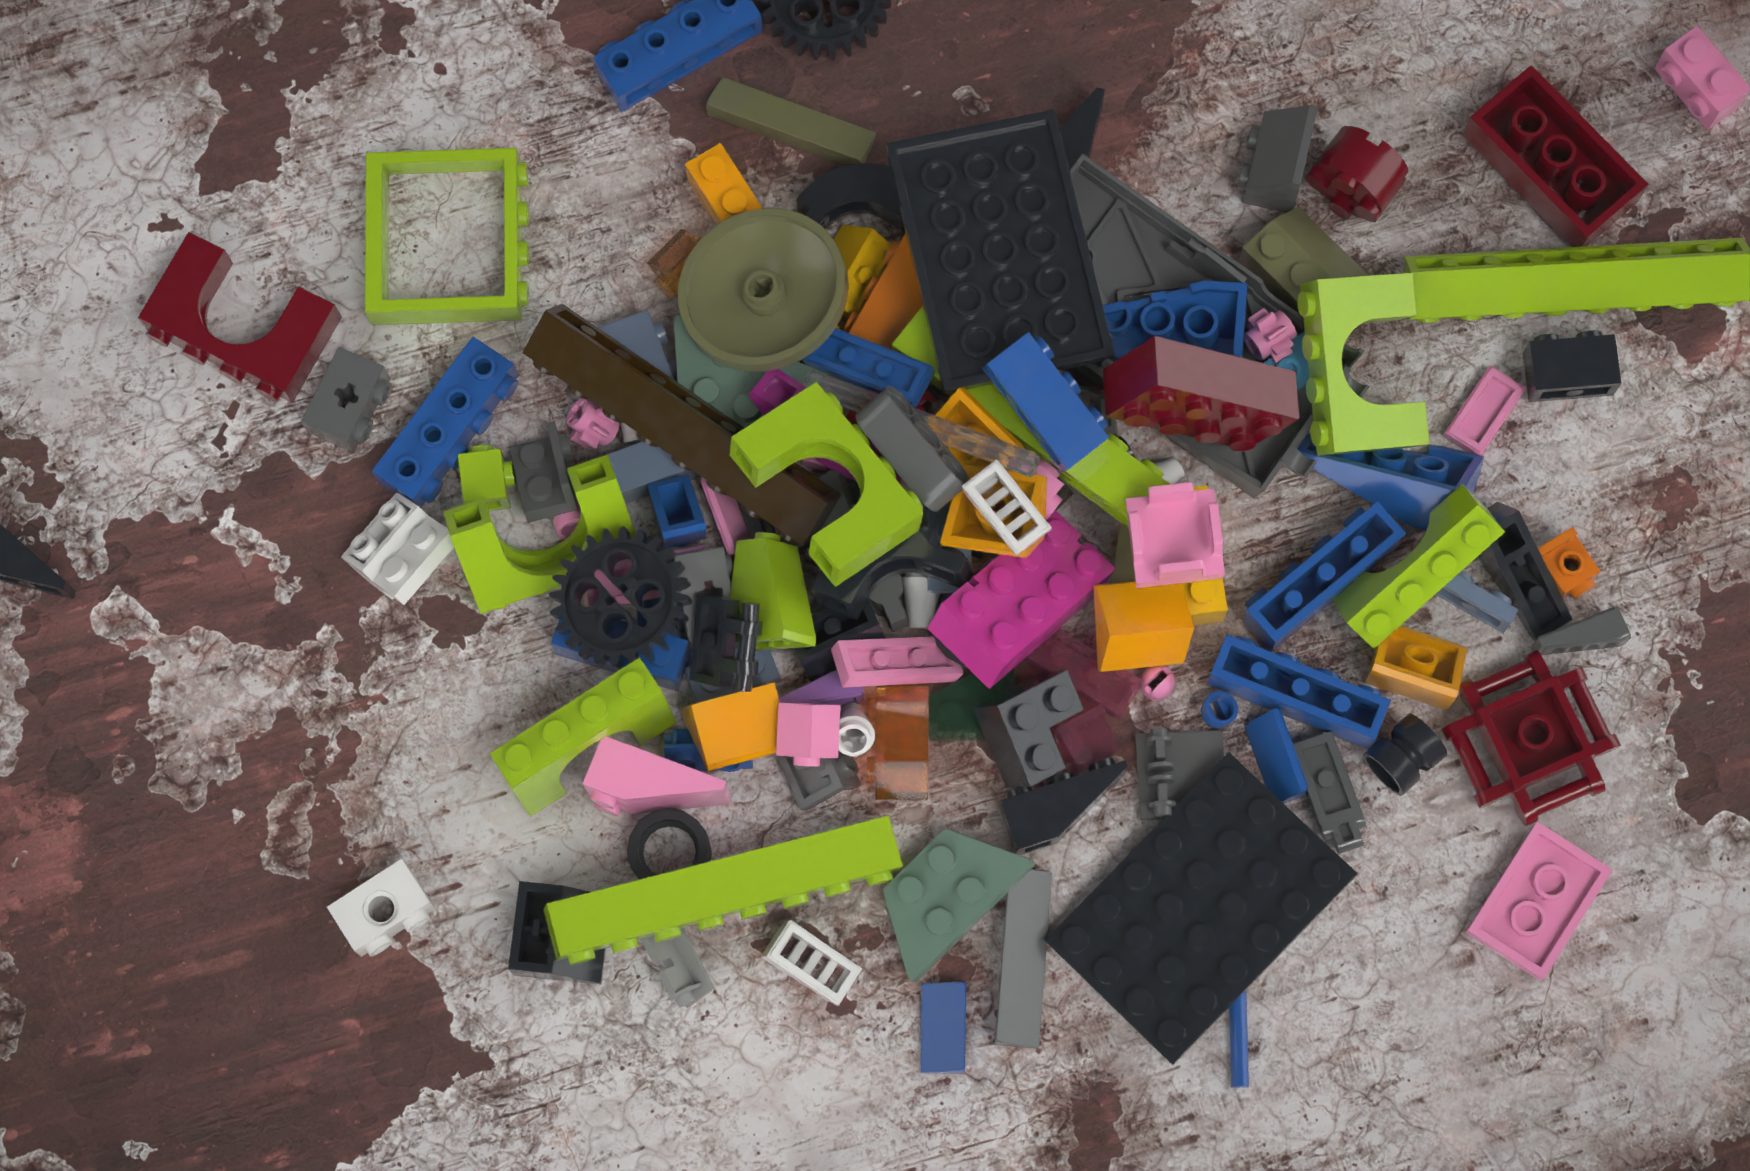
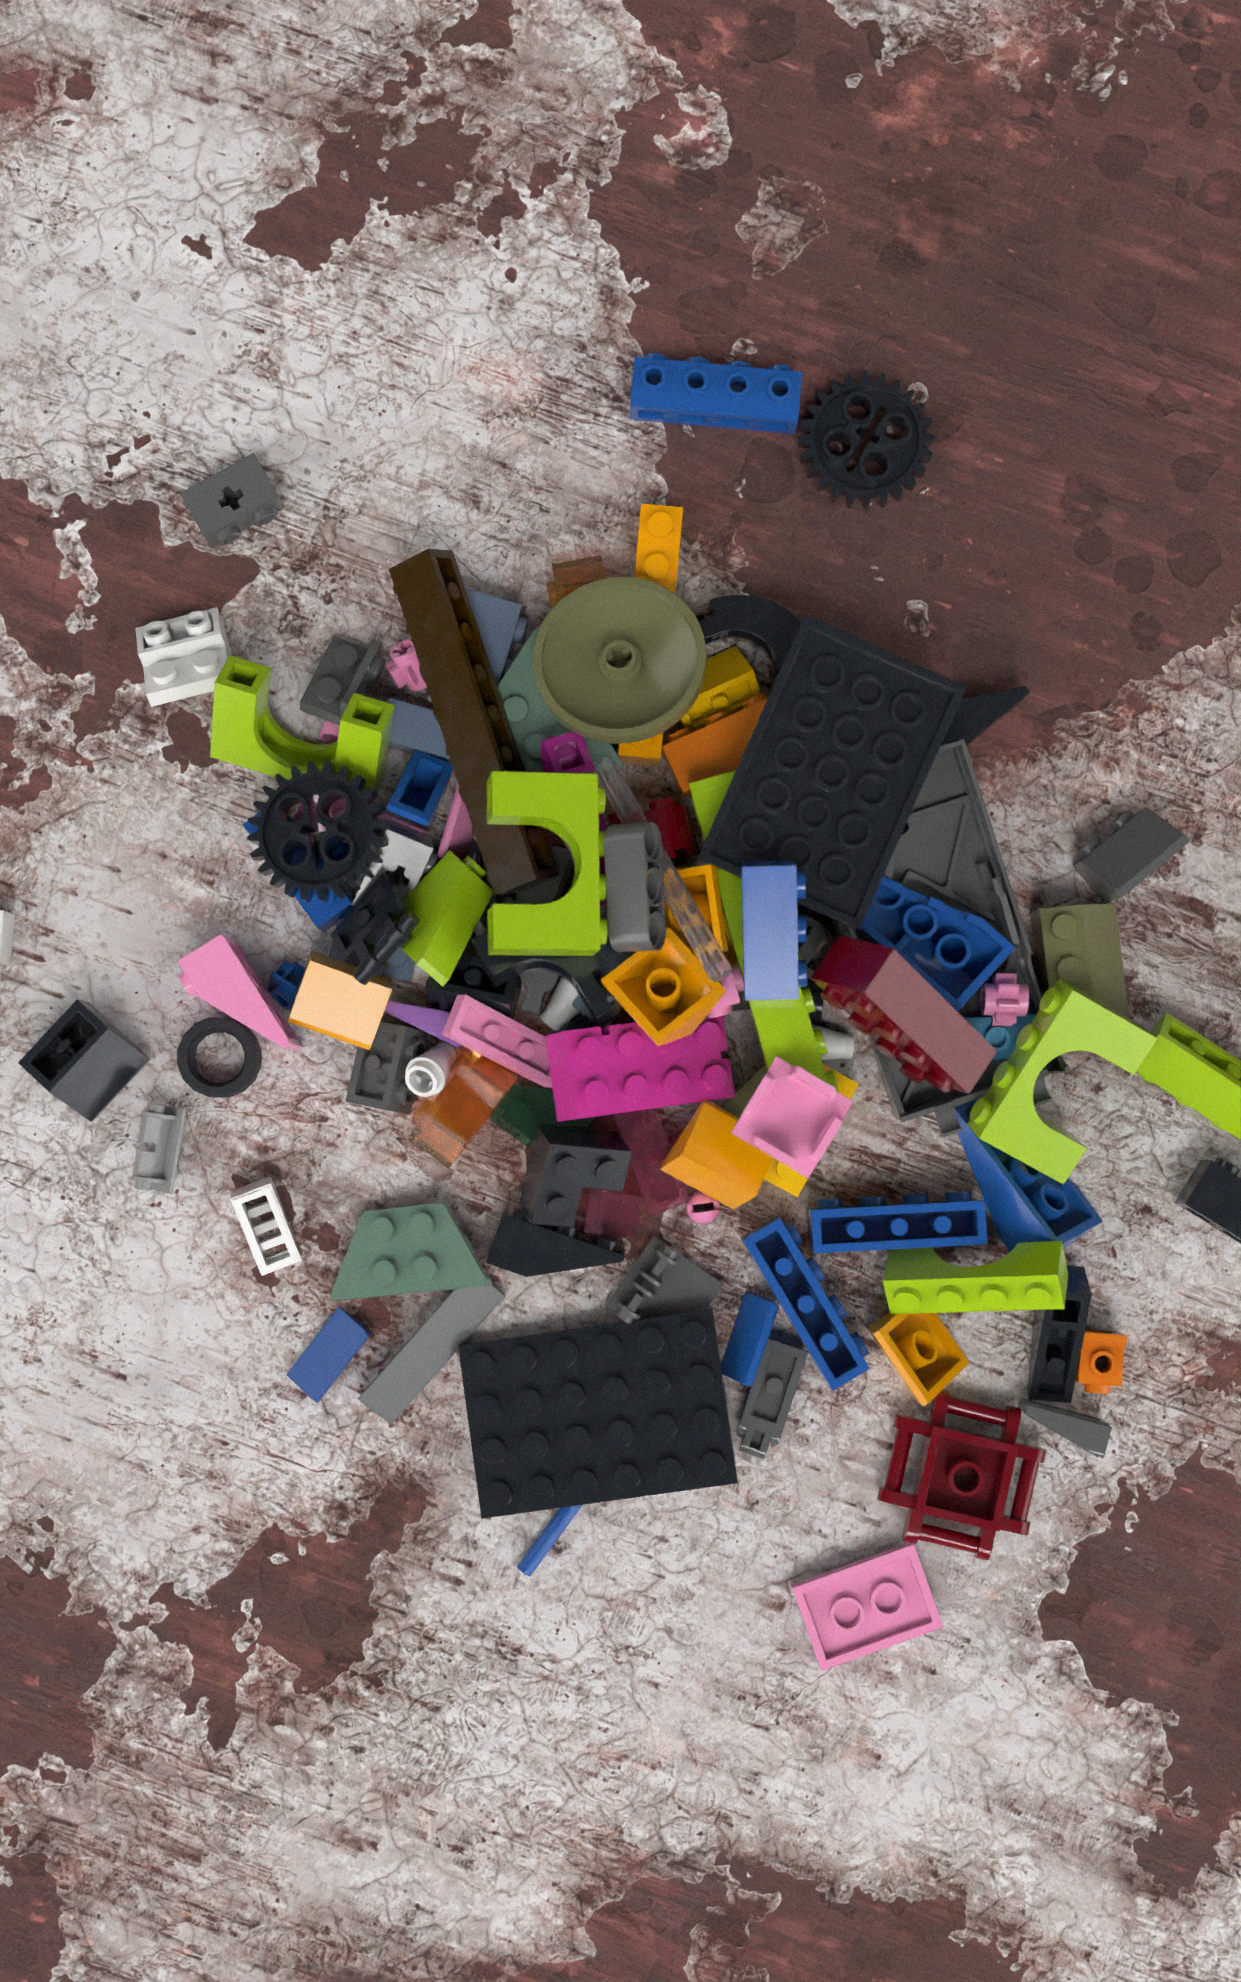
camera: 30 degrees right, 10 degrees up
(274, 363) = (154, 330): dark red arch -> none
(447, 423) = (296, 580): blue brick -> none
(452, 309) = (353, 384): lime window -> none
(486, 475) = (294, 647): lime brick -> none
(619, 703) = (161, 914): lime arch -> none
(722, 888) = (230, 1122): lime brick -> none
(789, 123) = (757, 529): olive slope -> none
(808, 732) = (388, 1049): bright pink brick -> none
(871, 366) = (660, 791): blue tile -> none
(986, 479) = (671, 958): white slope -> none
(1225, 707) = (740, 1267): blue hinge -> none
(1358, 174) = (1181, 917): dark red brick -> none
(1399, 760) = (851, 1414): black wheel -> none
(1484, 411) = (1132, 1184): bright pink tile -> none
(1489, 607) = (1011, 1346): sand blue plate -> none

